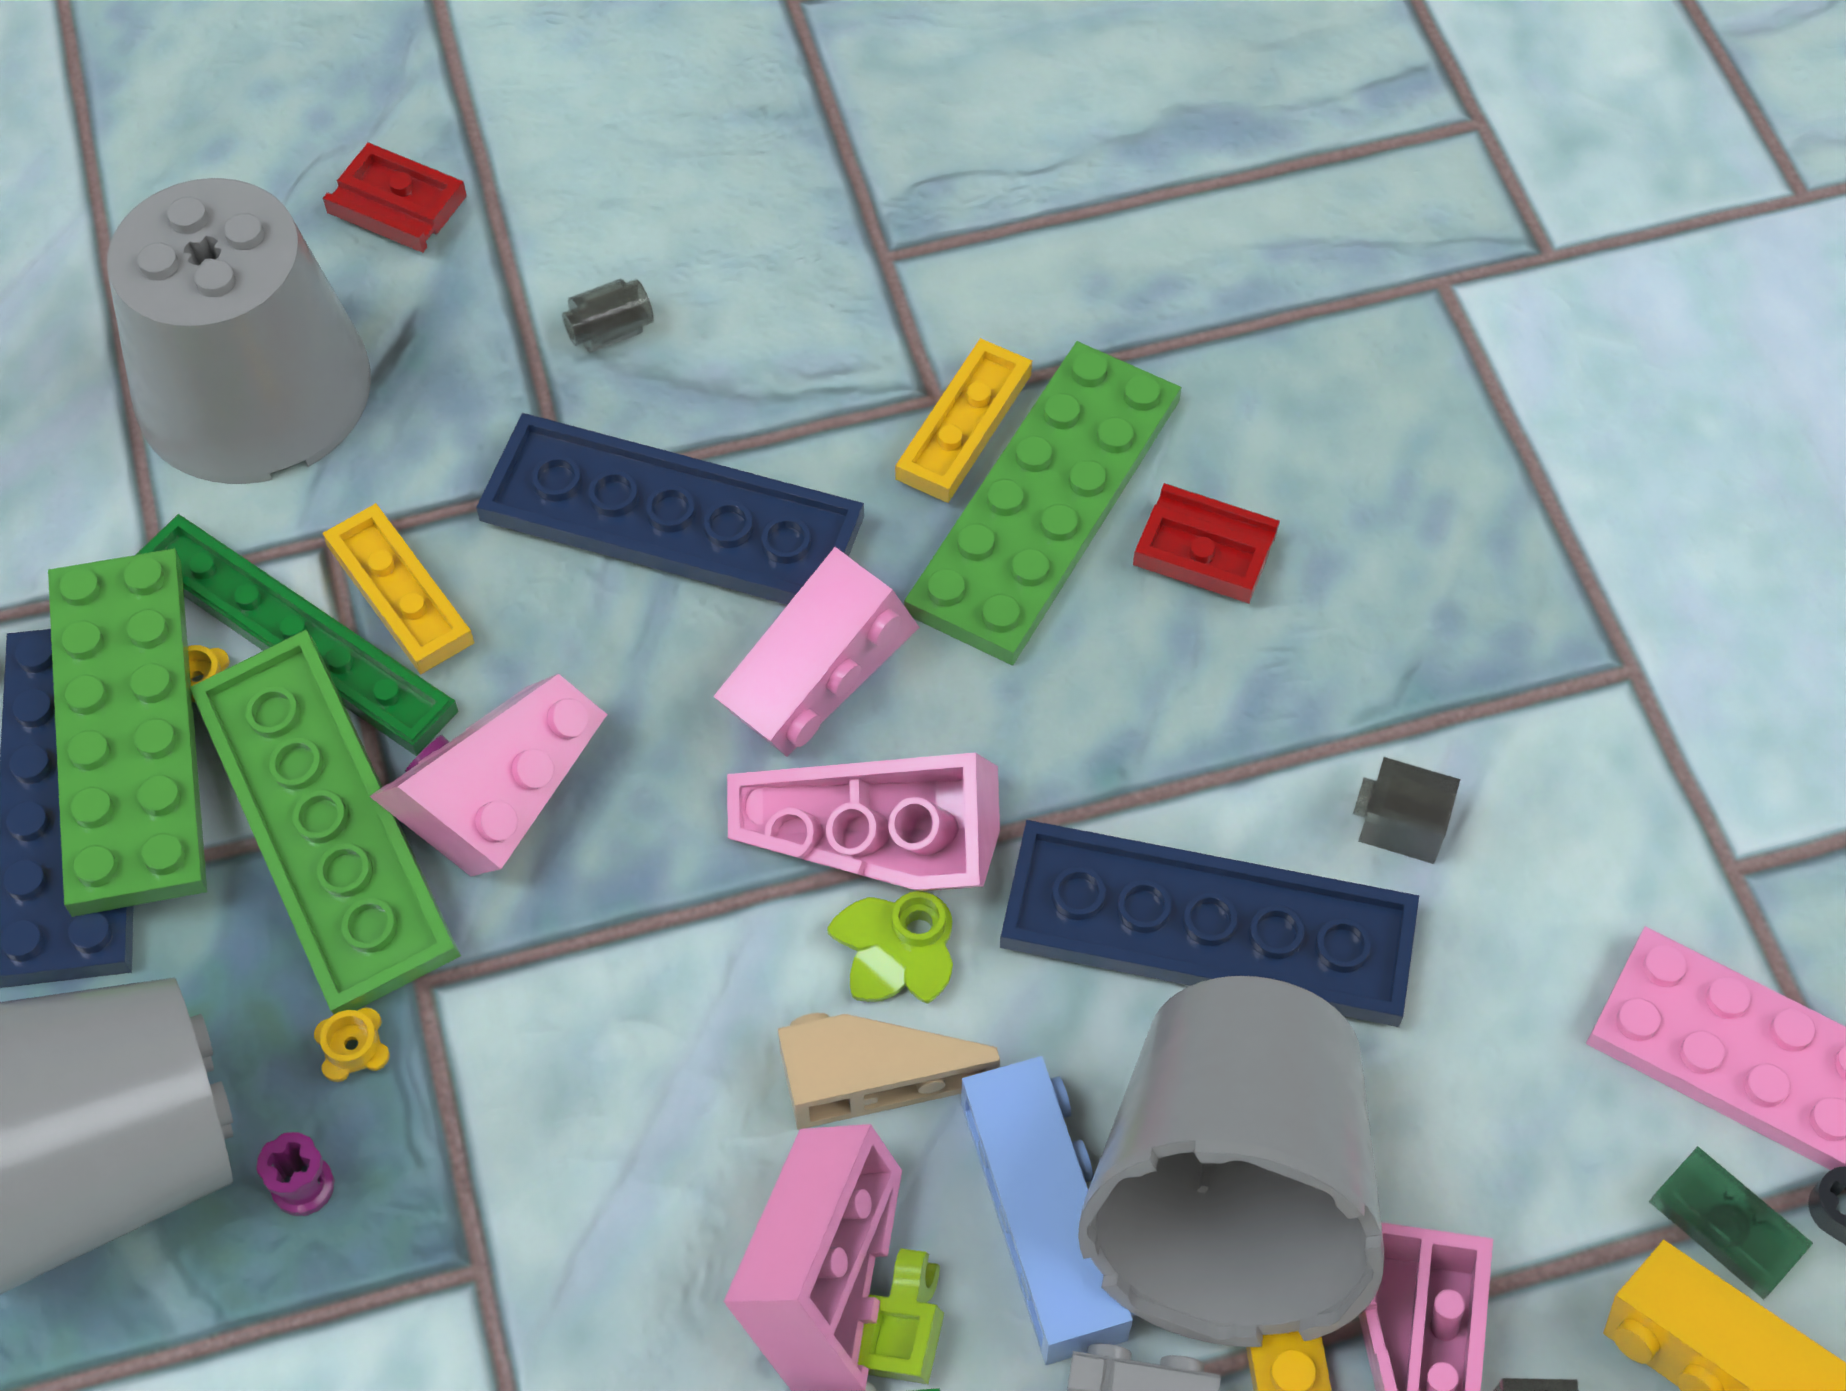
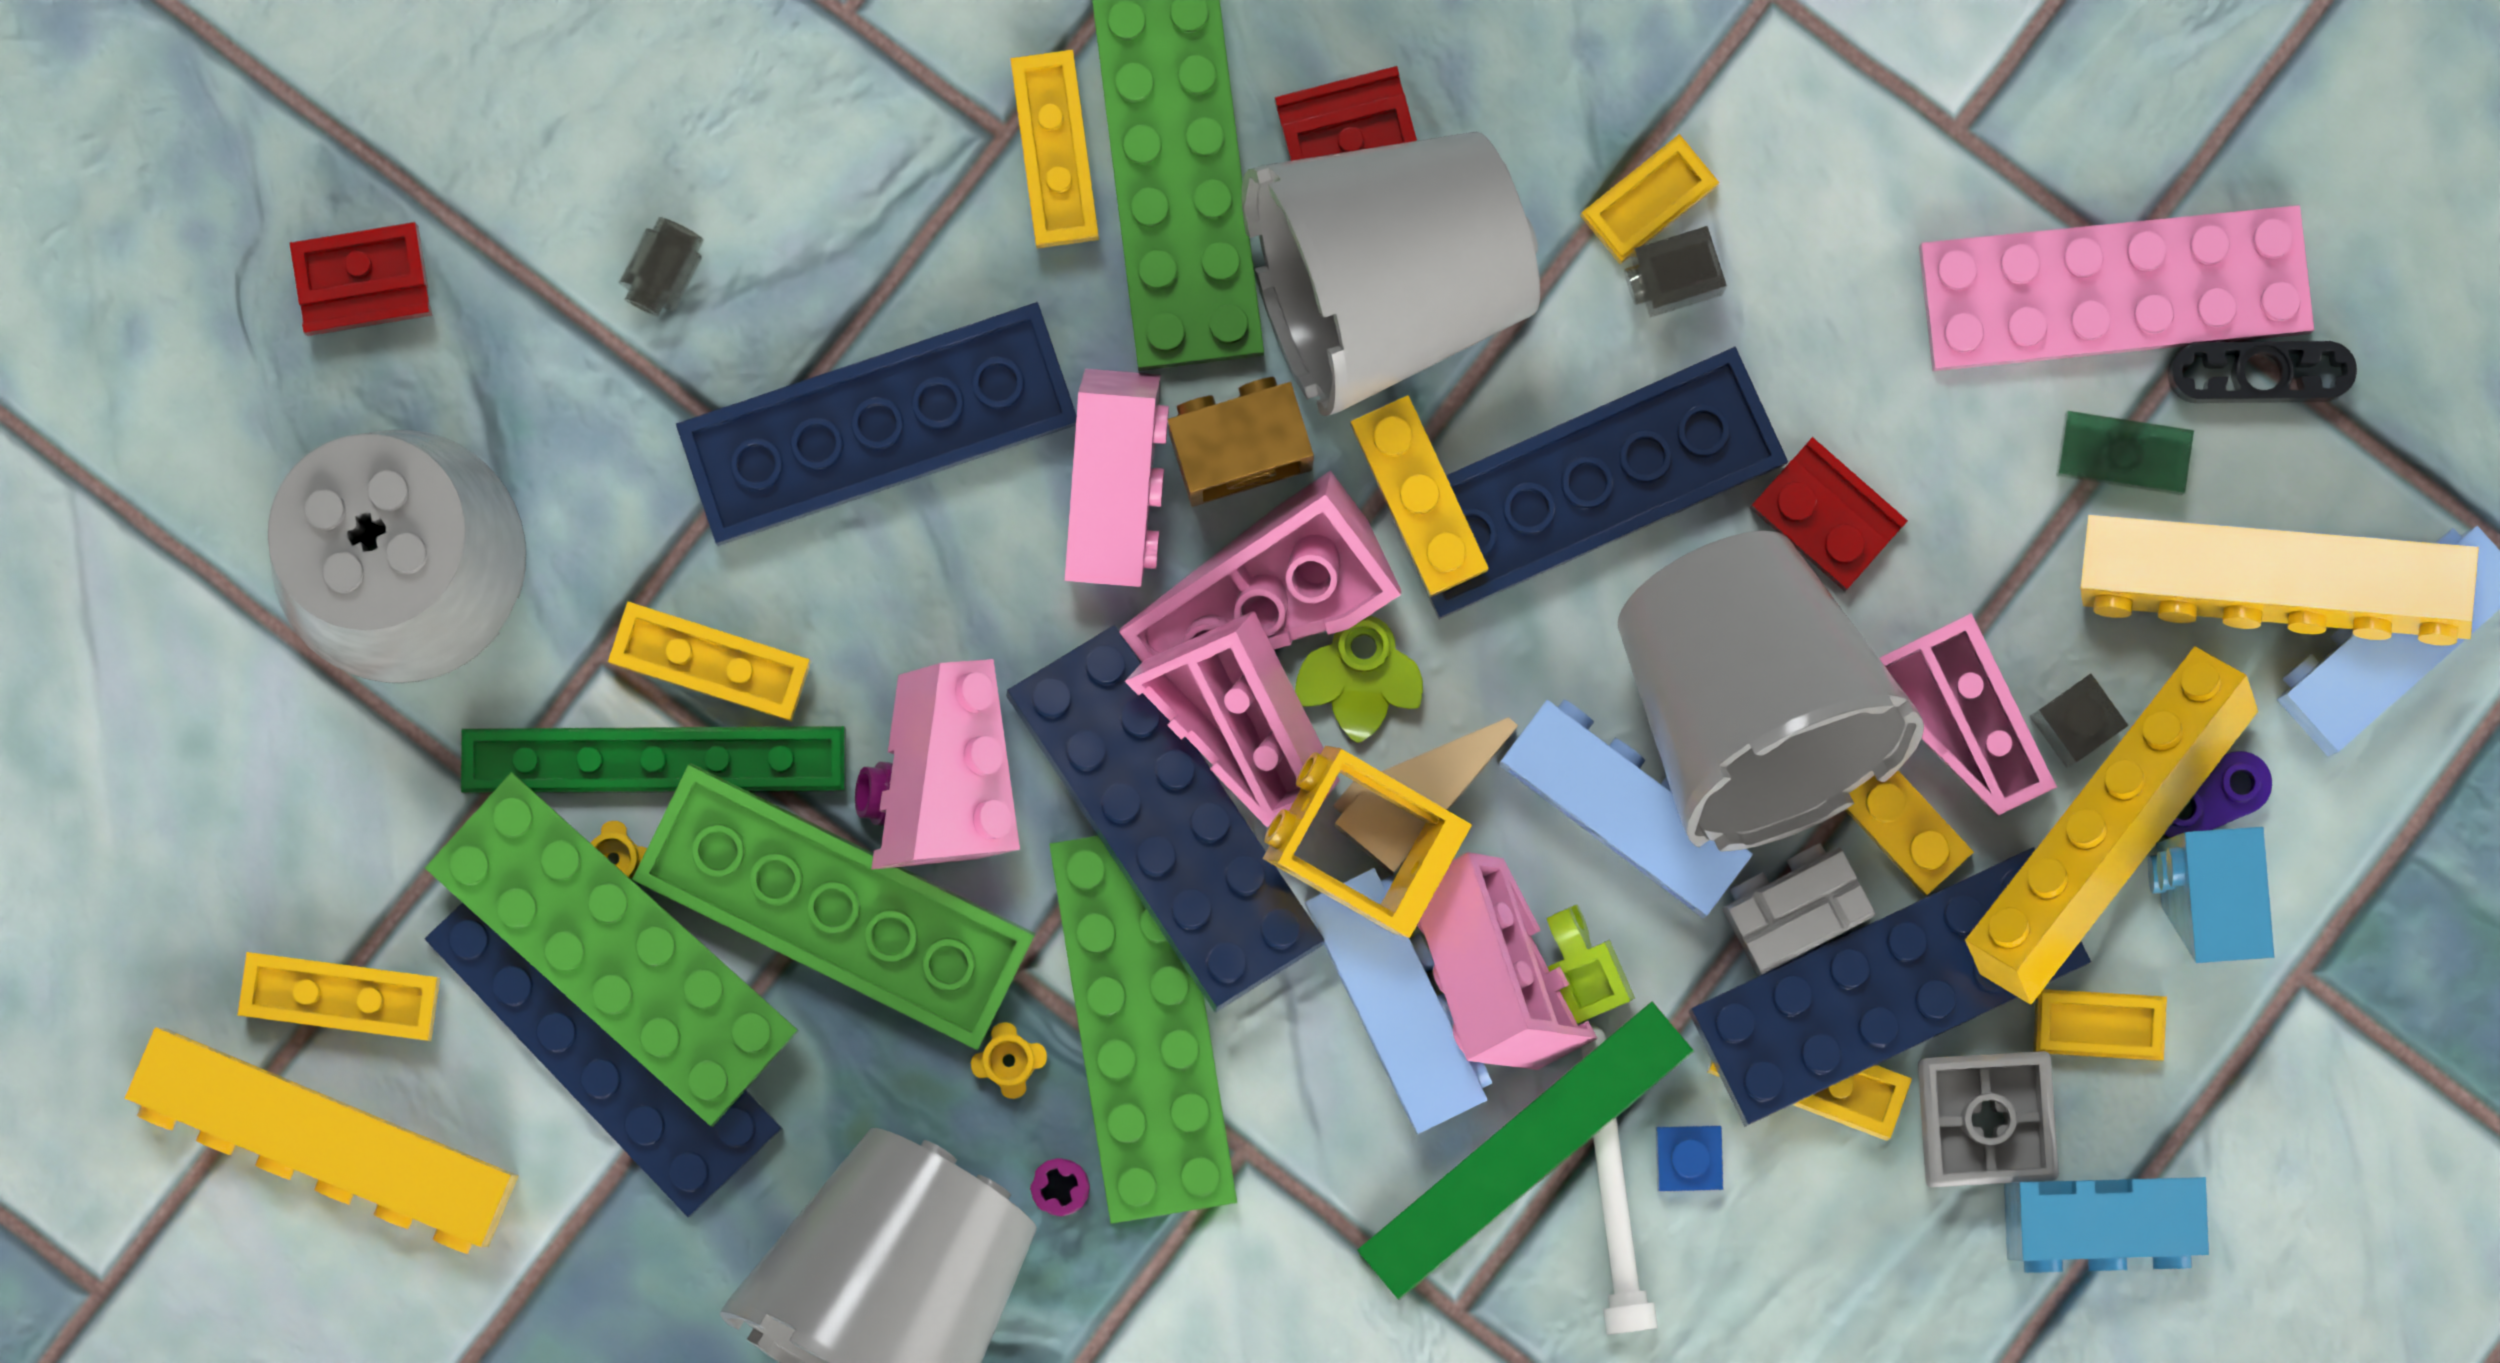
camera: 35 degrees left, 25 degrees up
(482, 1103) = (1140, 1045): none -> bright green plate
(639, 942) = (1165, 821): none -> dark blue plate
(707, 1229) = (1400, 1008): none -> light blue brick
(770, 892) = (1237, 710): none -> bright pink wedge
(784, 958) = (1422, 867): none -> yellow window
(936, 686) = (1240, 441): none -> pearl gold brick
(1055, 829) = (1419, 496): none -> yellow plate
(1172, 618) = (1388, 260): none -> light grey cone
(1414, 1095) = (1828, 514): none -> red plate
(1438, 743) = (1649, 198): none -> yellow tile

